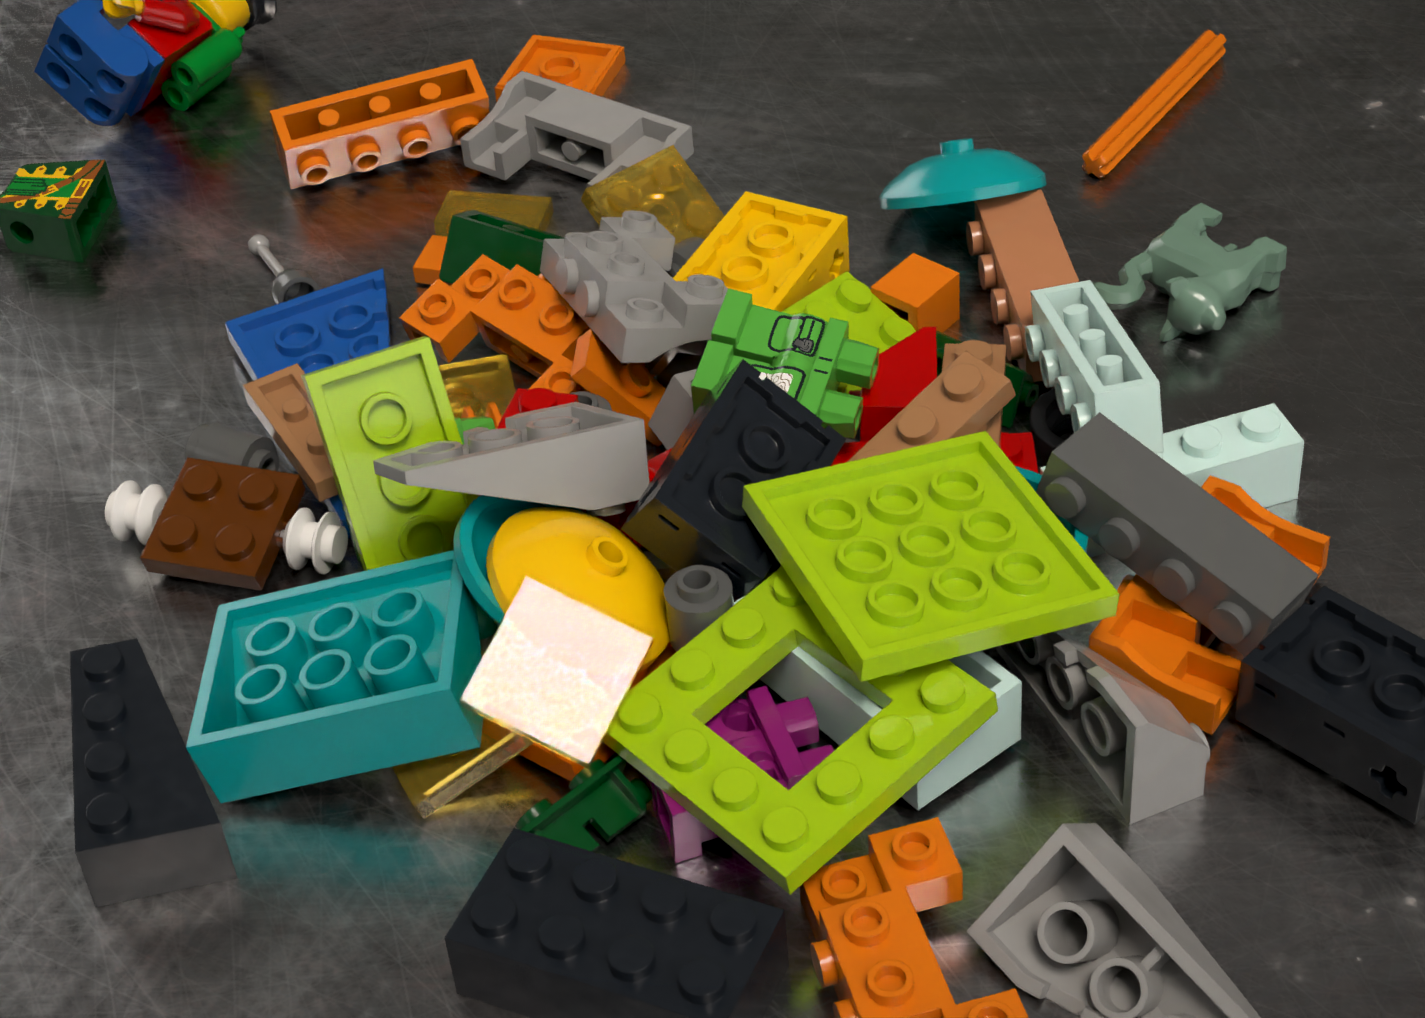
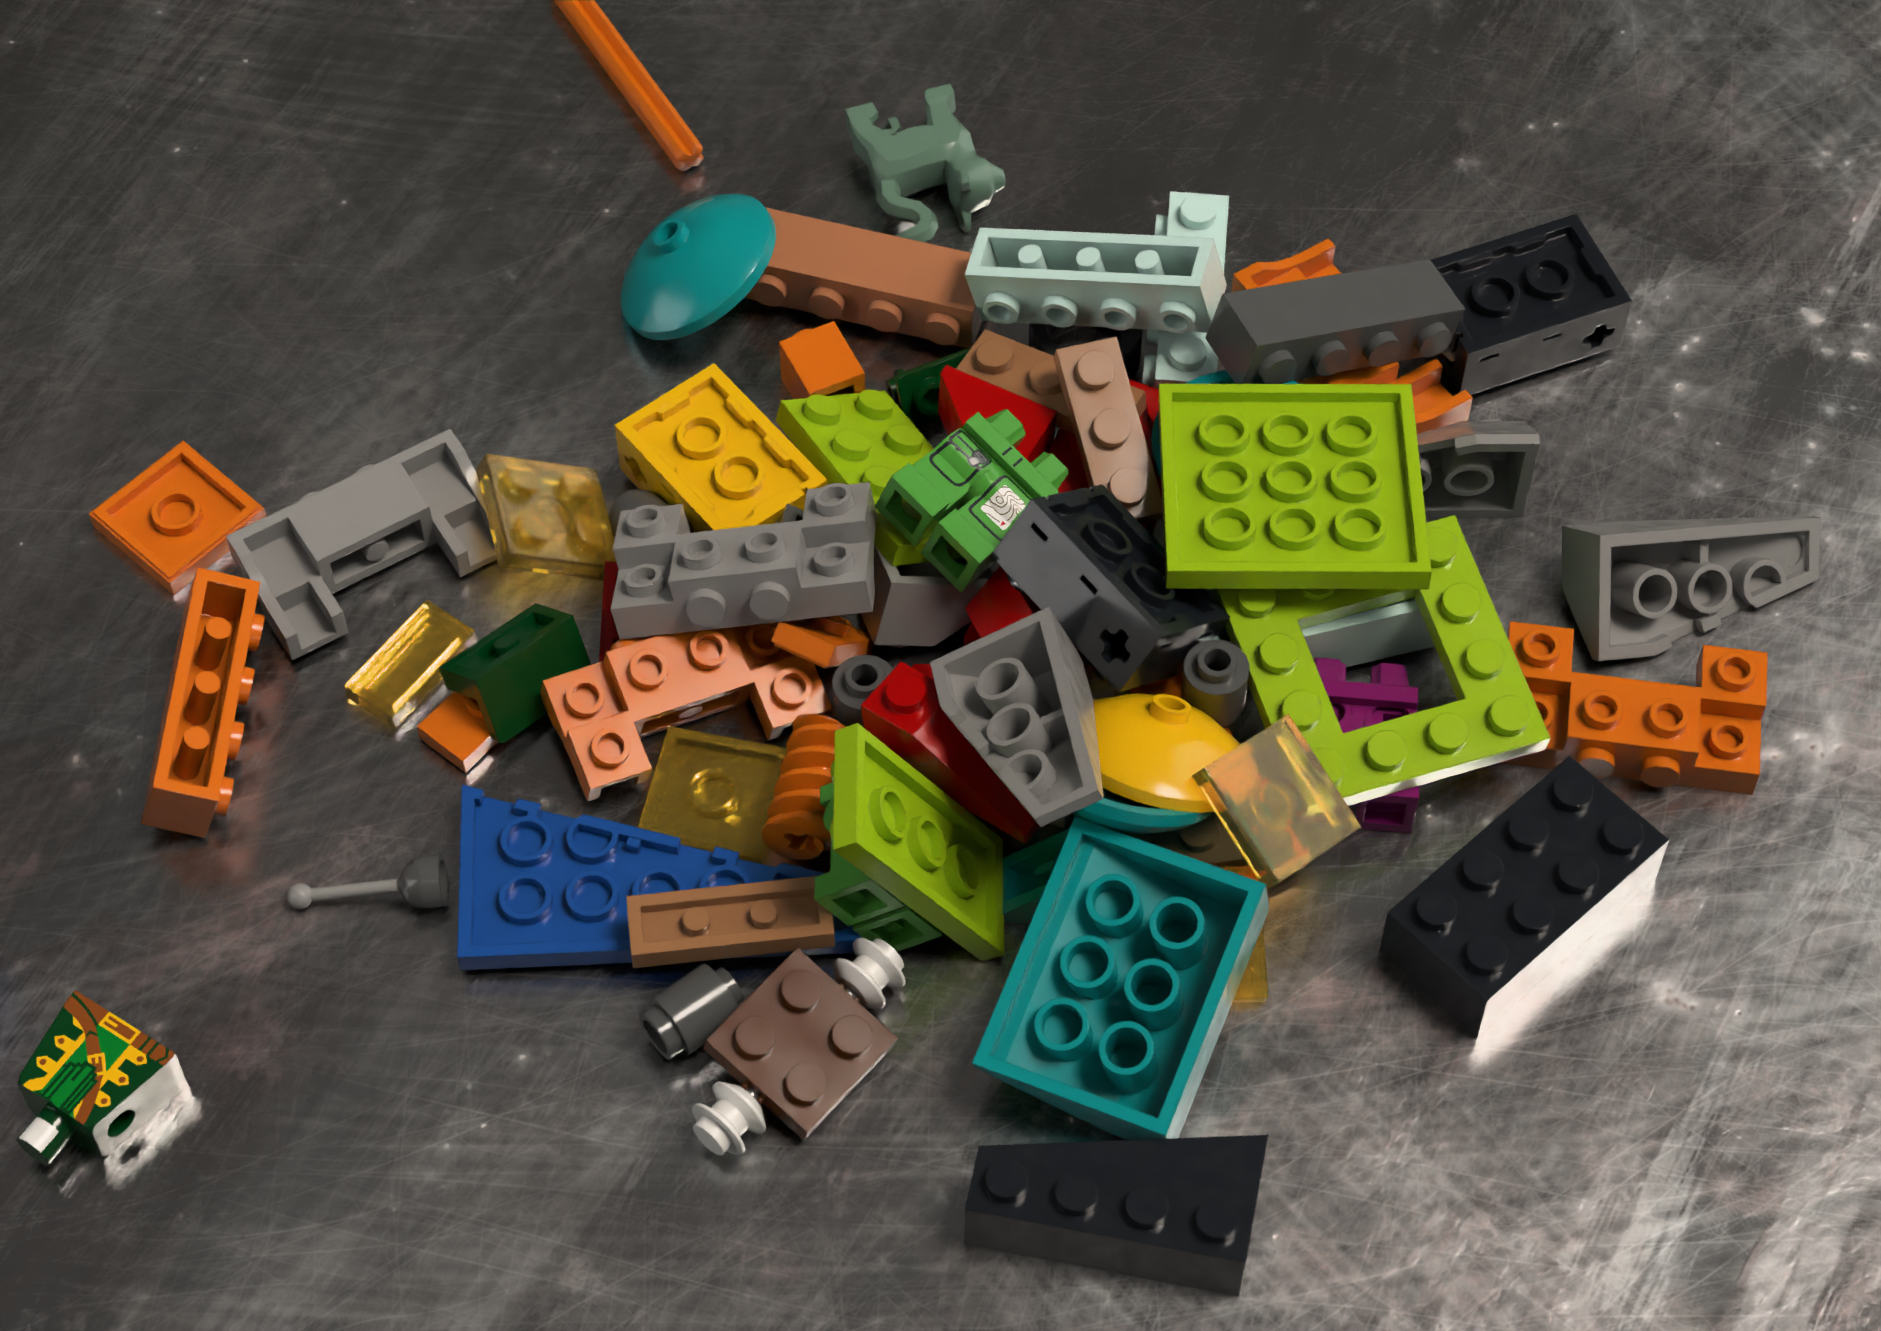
camera: 70 degrees left, 15 degrees up
(596, 797) = (1349, 899): dark green hinge -> none

